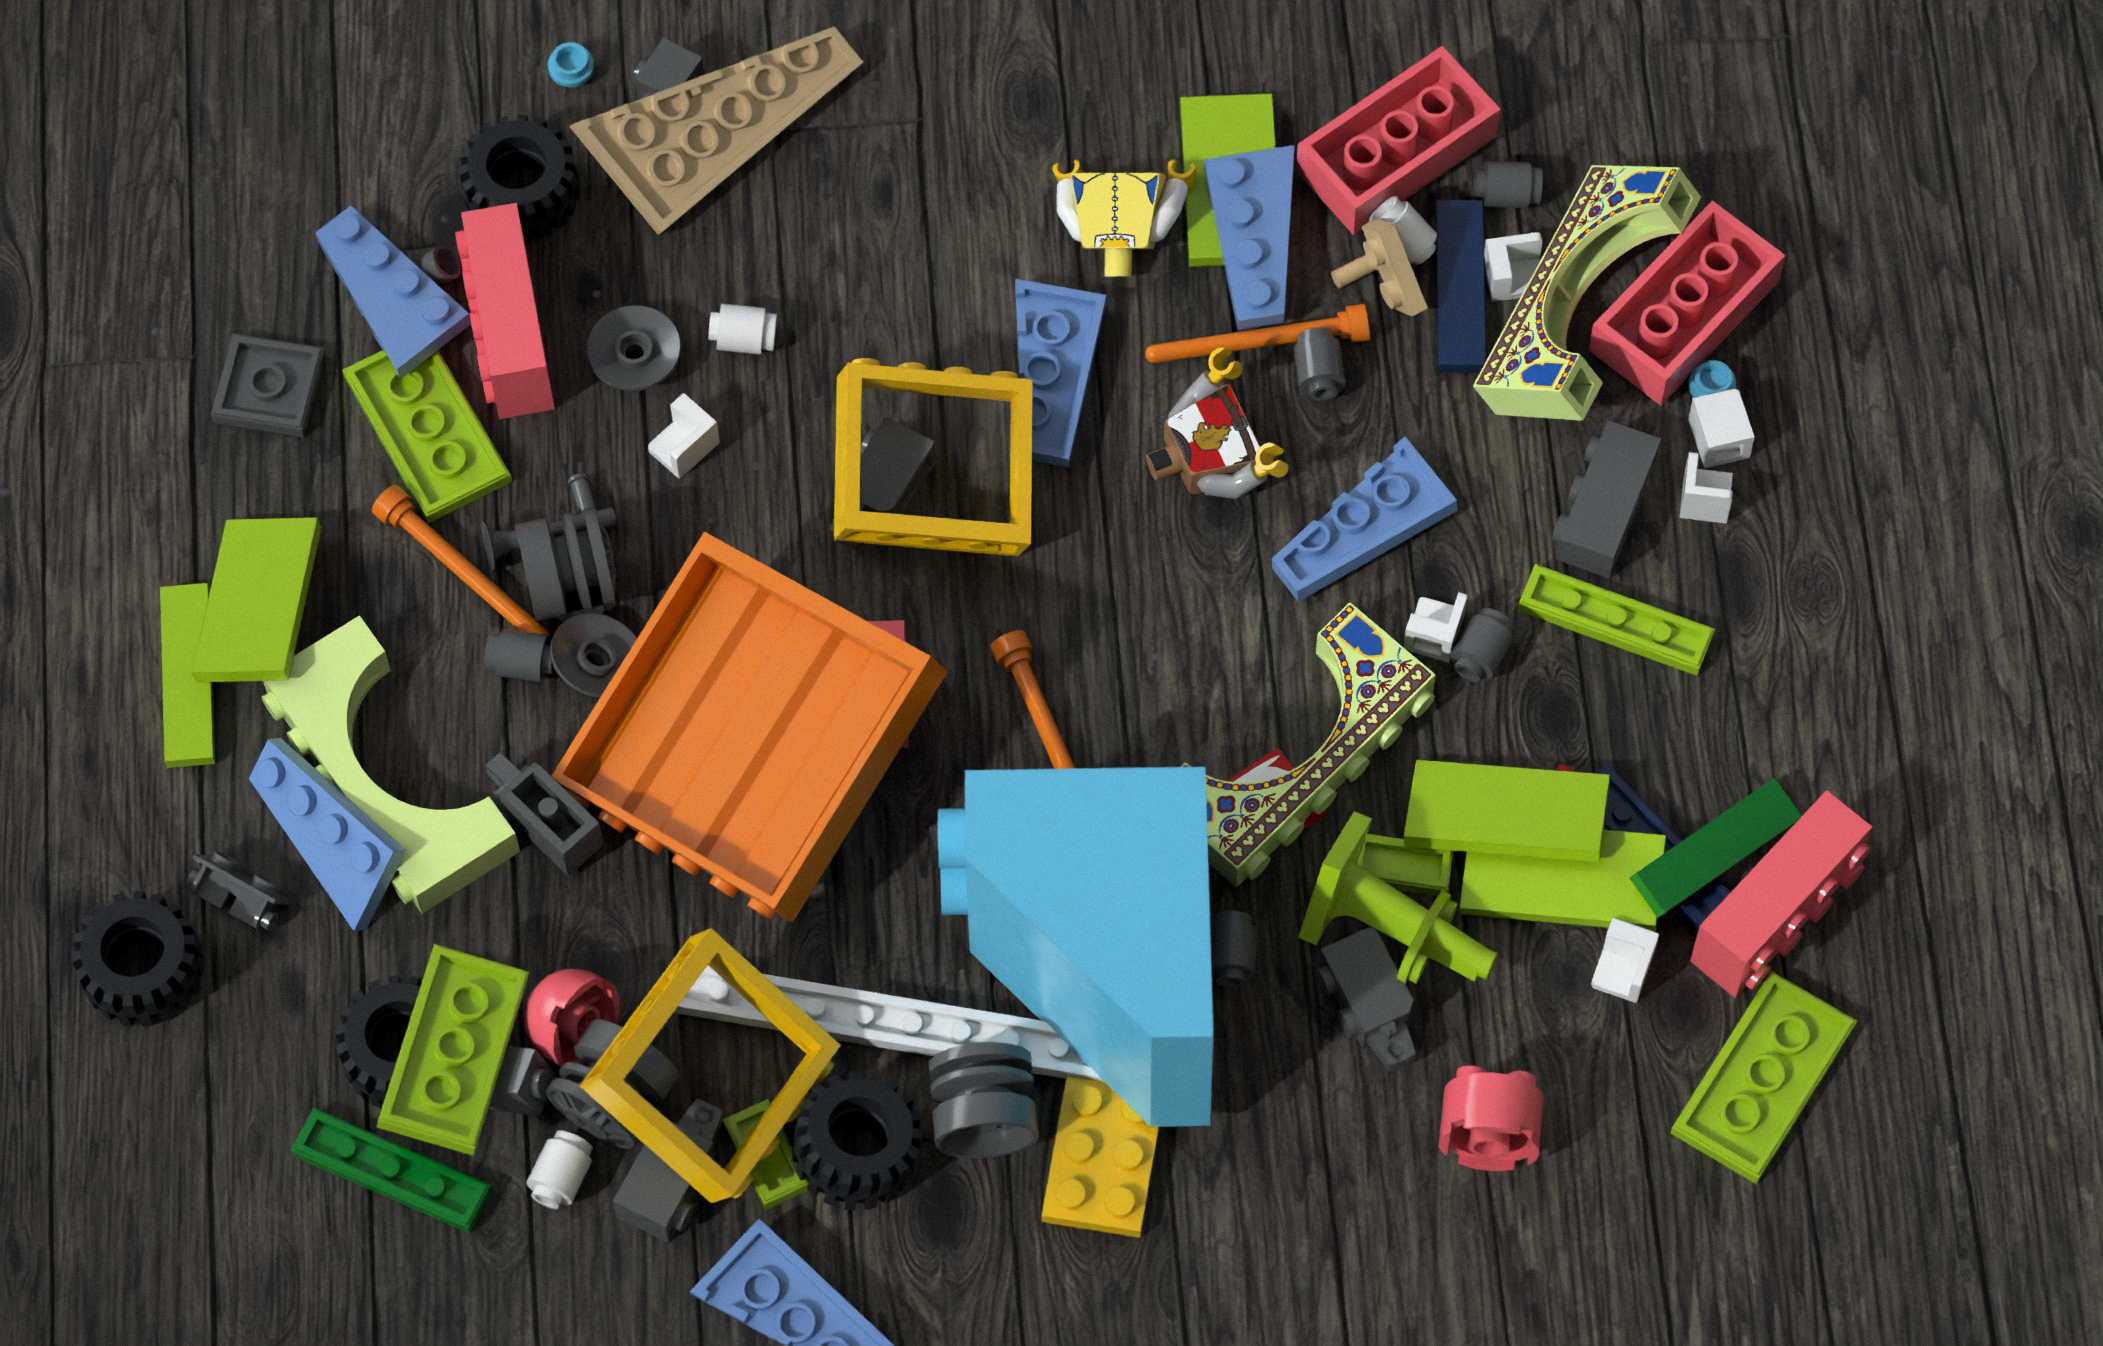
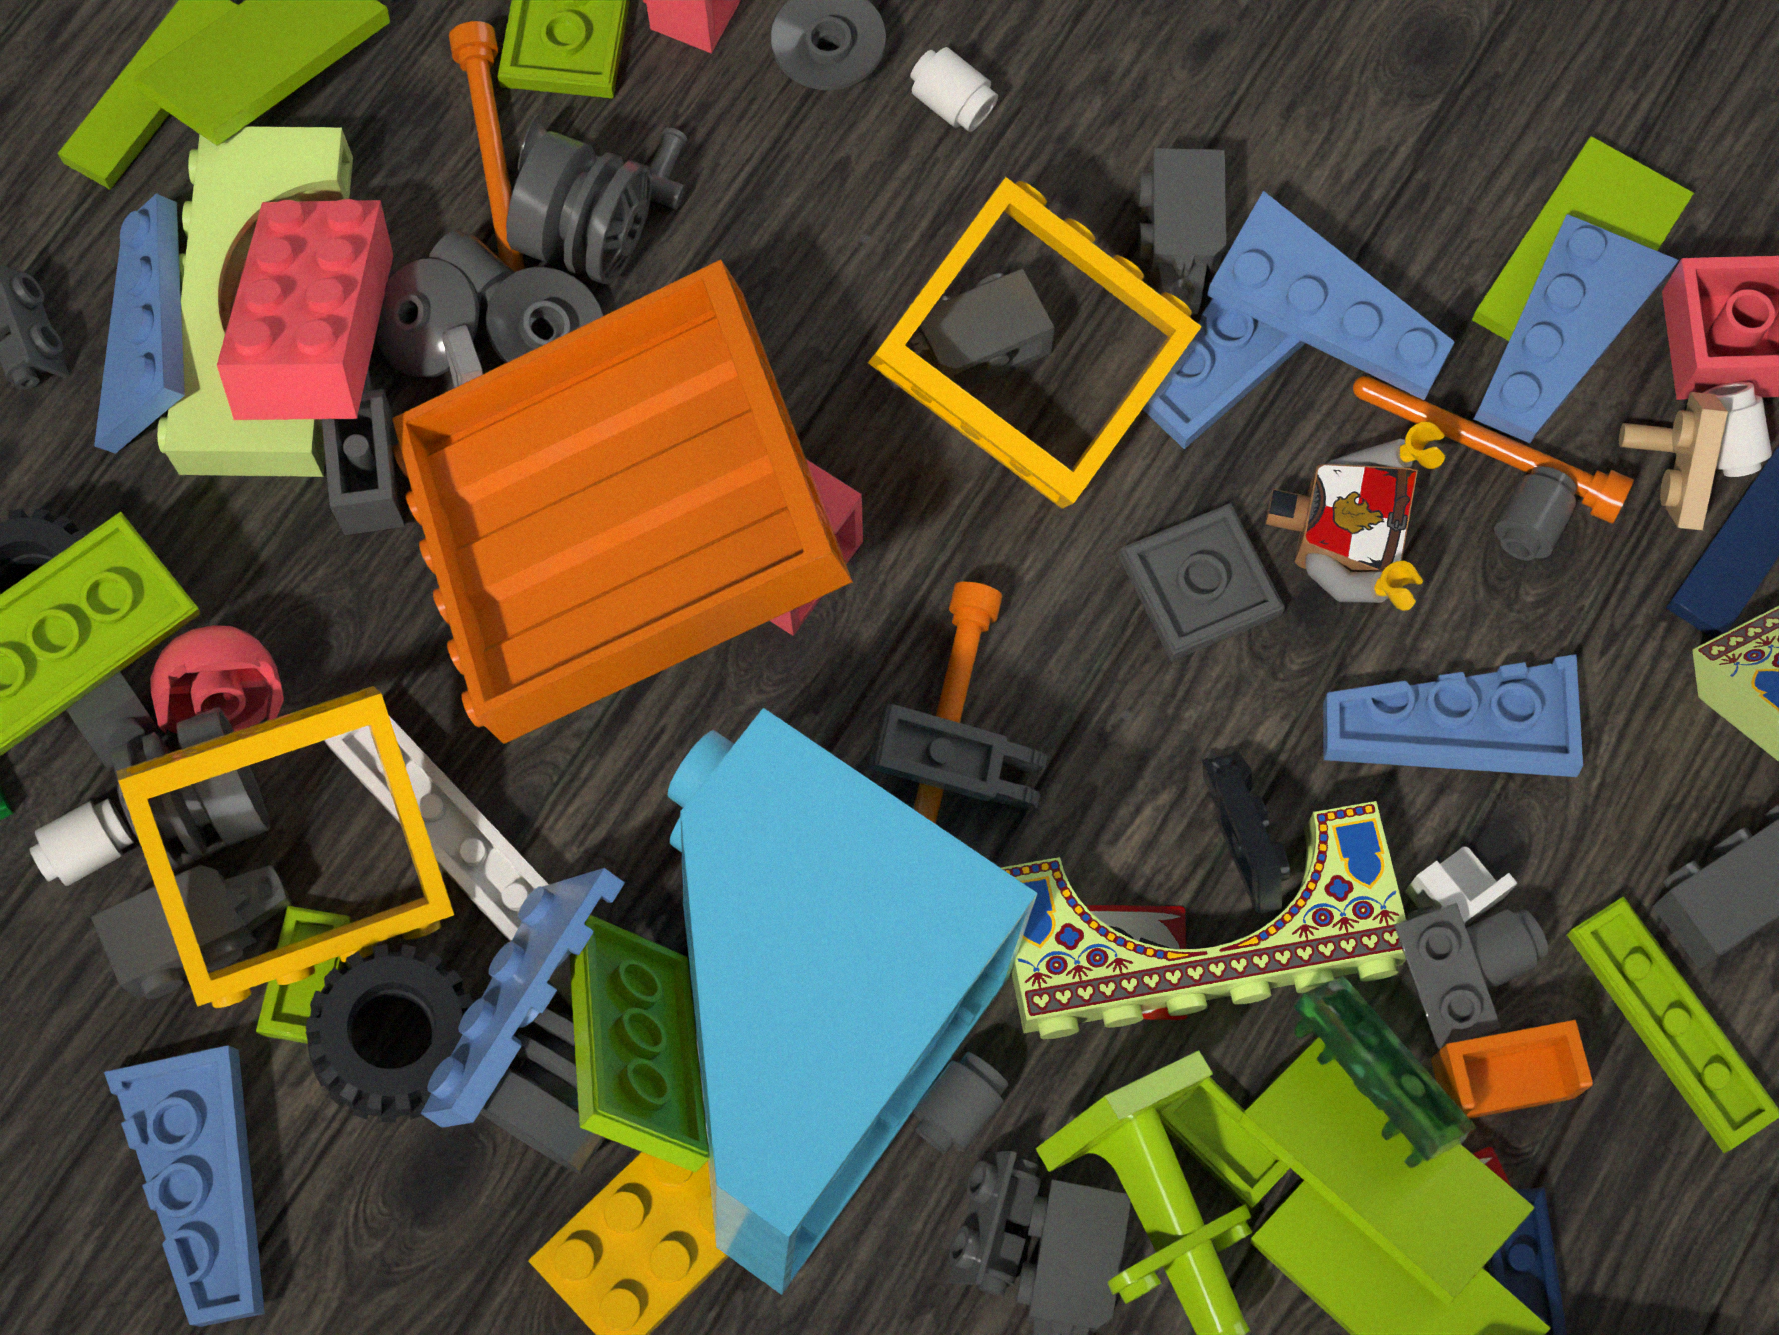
camera: 35 degrees right, 5 degrees up
(443, 742) = (306, 311): none -> coral brick
(534, 700) = (443, 302): none -> dark grey dish
(566, 710) = (461, 355): none -> light grey tile
(686, 438) = (811, 165): white panel -> none
(923, 1051) = (516, 994): none -> medium blue wing
(961, 319) = (1184, 220): none -> dark grey hinge
(1018, 1030) = (637, 1046): none -> lime tile
(1076, 744) = (952, 756): none -> dark grey hinge
(1084, 313) = (1321, 297): none -> medium blue wing
(1120, 210) = (1438, 212): torso -> none
(1141, 543) = (1201, 582): none -> dark grey tile
(1284, 673) = (1245, 830): none -> black hinge
(1293, 984) = (980, 1250): none -> dark grey hinge
(1465, 676) = (1446, 974): none -> dark grey hinge
(1466, 754) = (1382, 1070): none -> clear green plate
(1541, 708) = (1514, 1069): none -> orange panel

